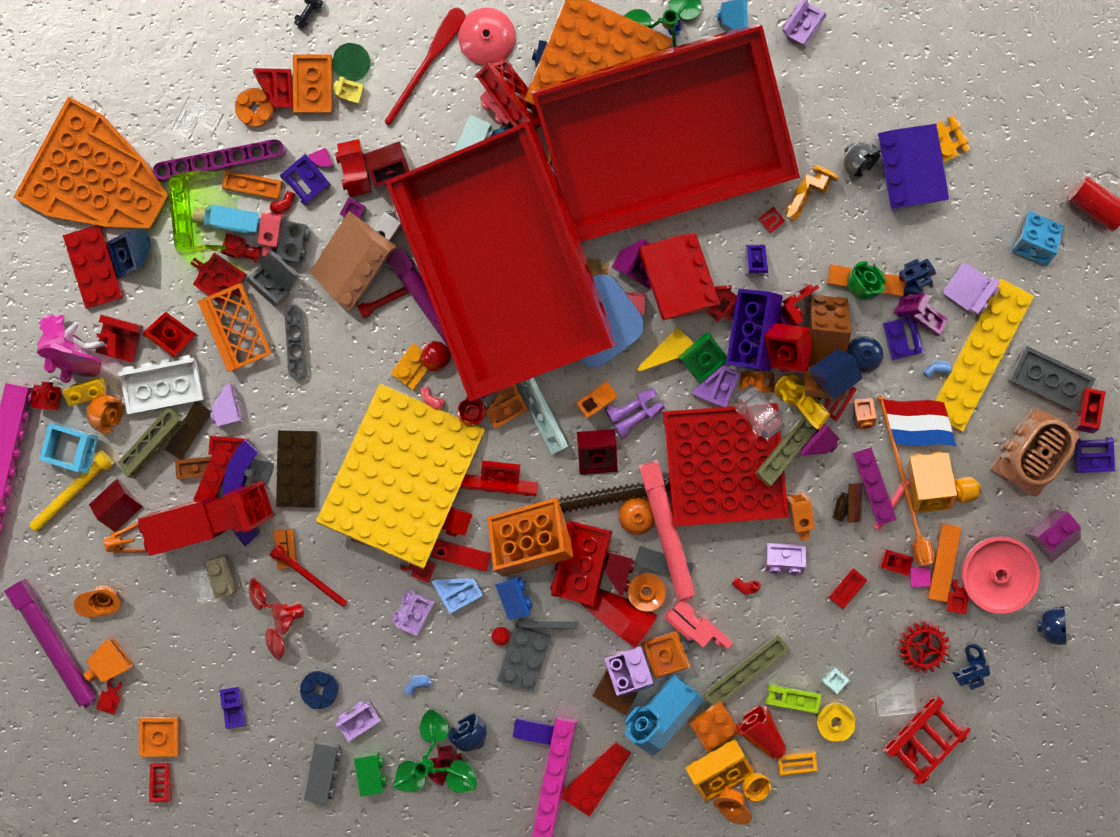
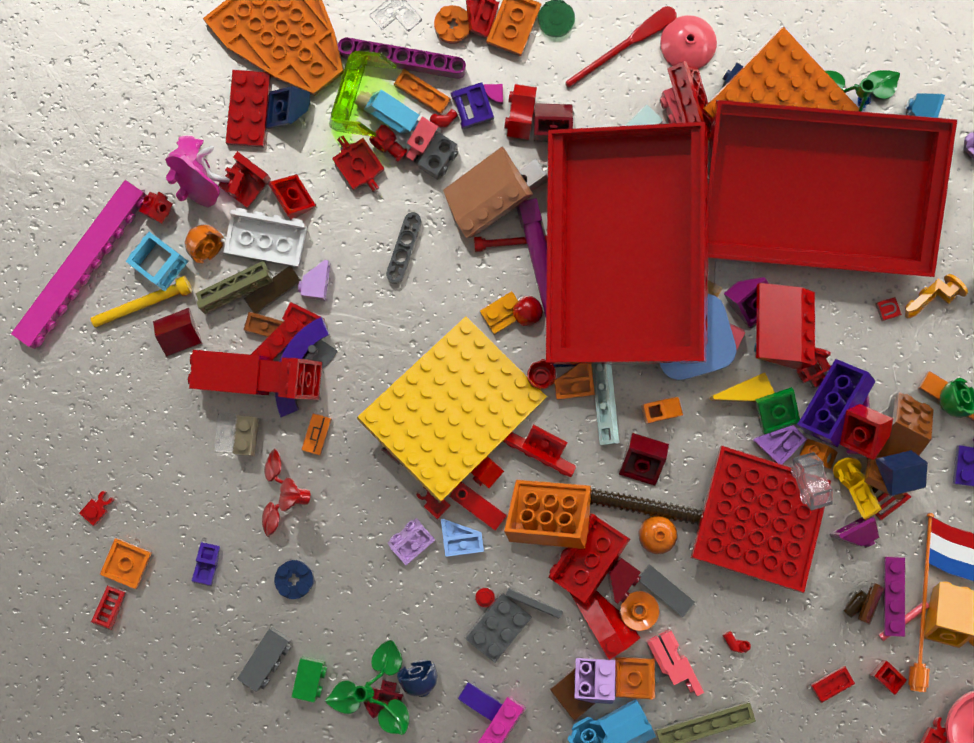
camera: 25 degrees right, 5 degrees down
(25, 601) = (57, 386): magenta brick -> none
(85, 391) = (193, 215): yellow bracket -> none
(99, 602) = (122, 414): orange piece -> none
(107, 662) = (108, 473): orange torso -> none
(115, 543) = (162, 365): orange plant -> none
(219, 334) = (337, 212): orange fence -> none
(273, 278) = (408, 181): dark grey bracket -> none
(280, 554) = (310, 436): red piece -> none
(296, 469) = (357, 364): dark brown plate -> none
(348, 90) = (544, 41): light yellow bracket -> none
(354, 207) = (508, 146): magenta plate -> none
(358, 720) = (318, 624): lavender bracket -> none
(415, 682) = (388, 609): medium blue arm -> none
(431, 401) = (507, 351): coral arm -> none
(513, 597) = (511, 565): blue slope -> none
(616, 414) = (674, 430): medium lavender piece -> none
(667, 533) = (687, 512): coral brick -> none
(756, 260) = (860, 341): dark purple slope -> none
(785, 451) = (824, 528): olive plate -> none
(785, 559) = (783, 632): lavender bracket -> none
(793, 313) = (877, 397): red bracket -> none
(800, 508) = (816, 596): orange torso -> none
(864, 413) = (910, 523): orange bracket -> none
(867, 353) = (938, 467): dark blue cylinder -> none
(920, 576) = (906, 701): dark pink tile -> none
(944, 562) = (934, 696): orange tile -> none

